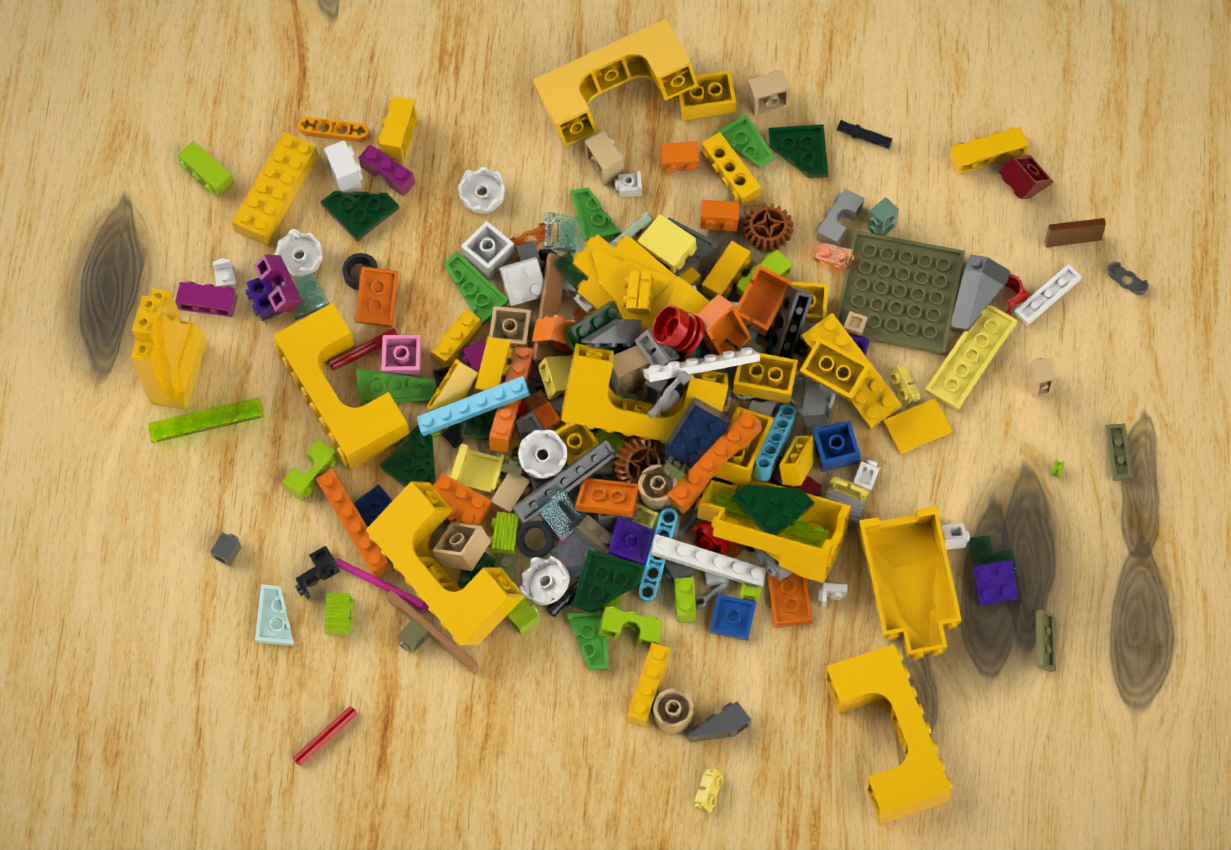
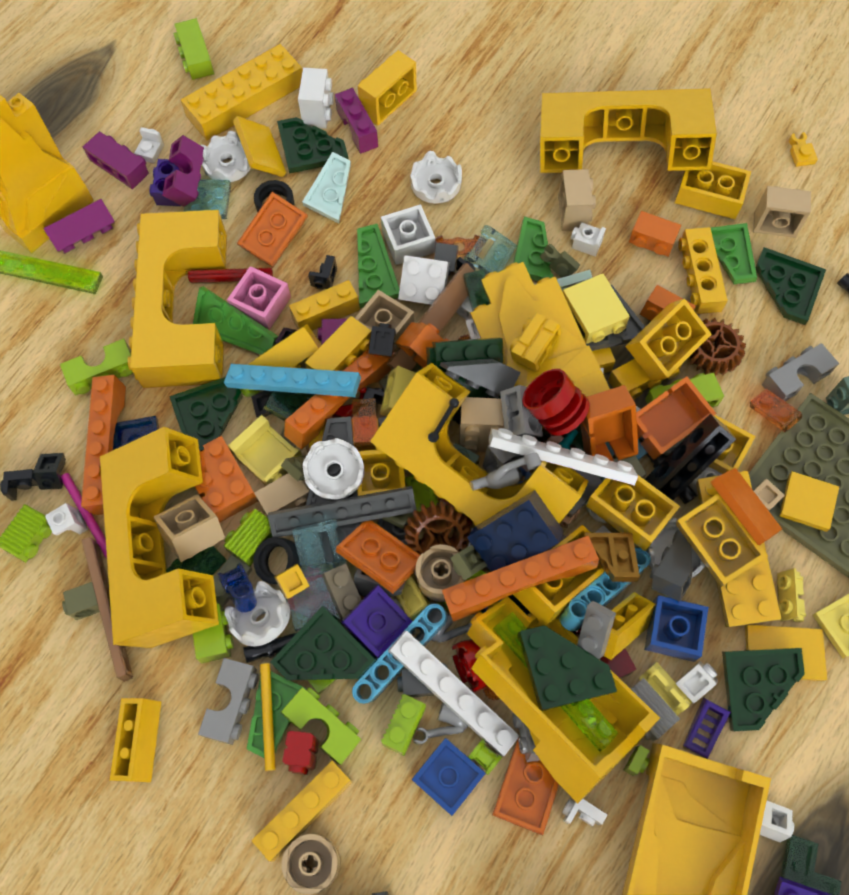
camera: 25 degrees right, 0 degrees up
(218, 368) = (80, 226): none -> magenta brick
(322, 231) = (259, 146): none -> yellow tile
(333, 133) = (334, 64): light orange beam -> none
(363, 589) = (65, 519): none -> white bracket
(400, 241) = (329, 188): none -> light aqua wing
(441, 316) = (326, 276): none -> black bracket
(511, 700) = (135, 740): none -> yellow brick
(521, 569) = (237, 585): none -> clear blue piece
(522, 343) = (382, 340): none -> black bracket
(554, 630) = (225, 724): none -> light grey arch
(557, 545) = (292, 581): none -> yellow plate
(591, 641) = (267, 717): none -> yellow bar
(607, 394) = (434, 436): none -> black hinge
(620, 216) = (561, 263): none -> olive plate
(627, 649) = (300, 752): none -> red brick
(732, 242) = (668, 340): none -> yellow brick
(761, 27) = (802, 153): none -> yellow plate
(771, 415) = (616, 555): none -> pearl gold wing
(781, 469) = (596, 629): none -> light grey plate
(841, 338) = (746, 506): none -> orange tile
(851, 544) = (638, 761): none -> lime plate
(886, 485) = (719, 723): none -> dark purple slope
(887, 312) = (809, 501): none -> yellow tile
(907, 454) = (759, 683): none -> dark green plate

